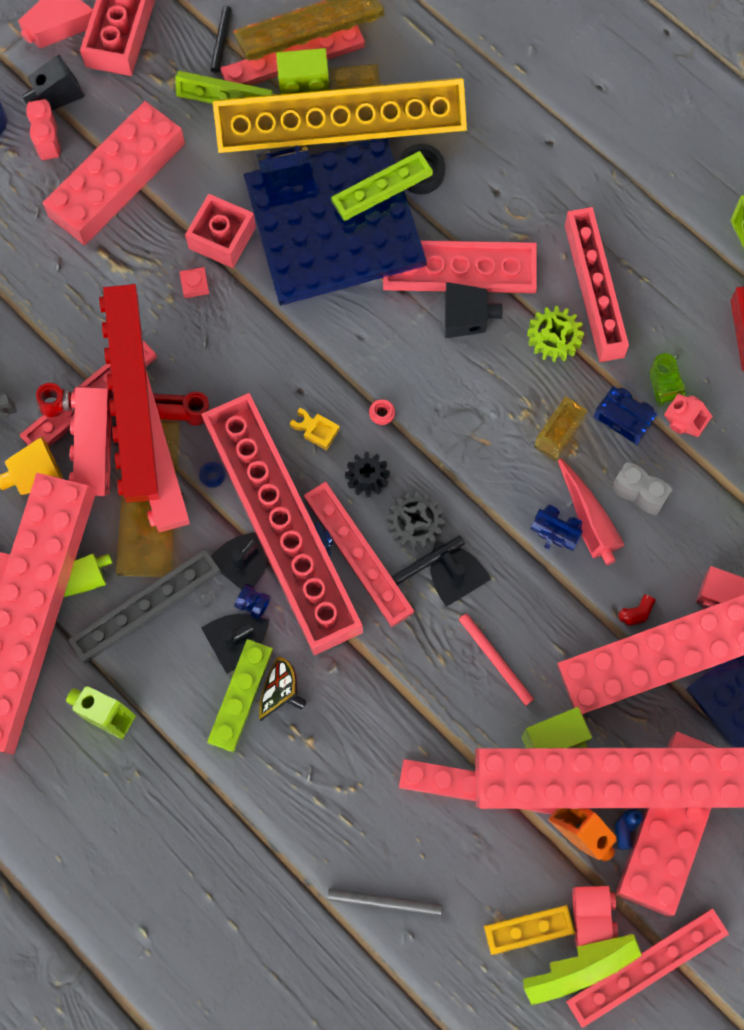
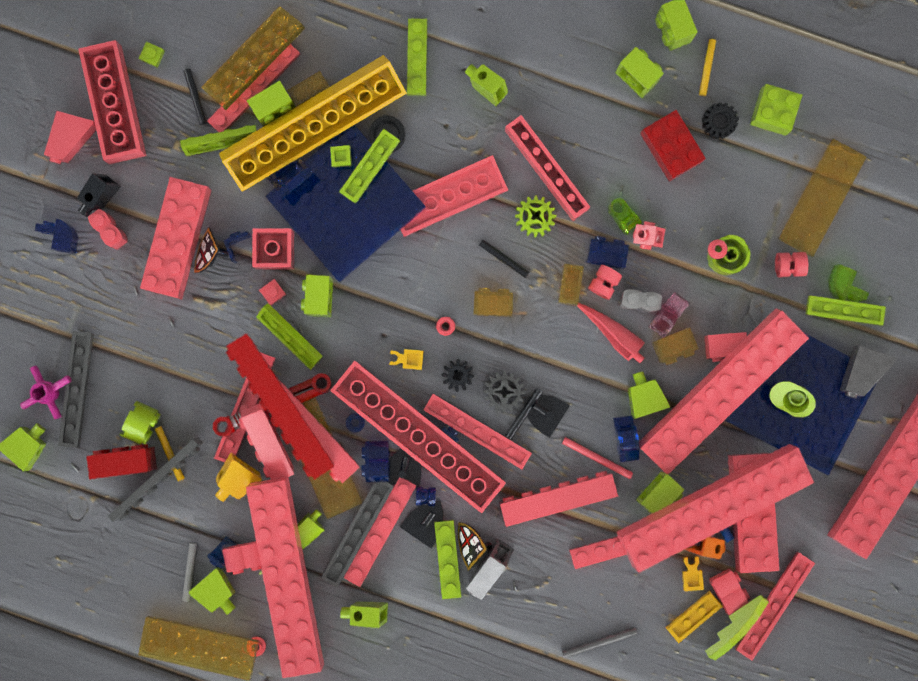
camera: 30 degrees left, 15 degrees up
(144, 205) = (208, 252): none -> shield
(172, 620) = (380, 531): none -> coral plate
(180, 203) = (235, 238): none -> clear blue bracket
(186, 338) = (289, 336): none -> lime plate
(213, 528) = (376, 461): none -> clear blue brick
(245, 303) = (317, 296): none -> lime brick
(286, 731) = (490, 569): none -> slope
(354, 162) = (341, 156): none -> lime plate
(420, 684) = (558, 499): none -> coral brick
(453, 410) = (493, 303): none -> clear yellow brick
(468, 310) = (469, 226): black torso -> none
(493, 367) = (503, 258): none -> black bar
(498, 104) = (417, 57): none -> lime plate
(545, 650) = (627, 439): none -> clear blue brick
(550, 872) = (692, 577): none -> yellow plate
(556, 530) = (597, 357): clear blue hips -> none
(569, 163) = (487, 83): none -> lime torso
(595, 609) = (645, 396): none -> lime torso
(608, 444) = (606, 275): none -> coral wheel
(637, 614) = (674, 386): red arm -> none
(661, 564) = (674, 346): none -> clear yellow brick
(670, 521) = (667, 317): none -> clear pink brick

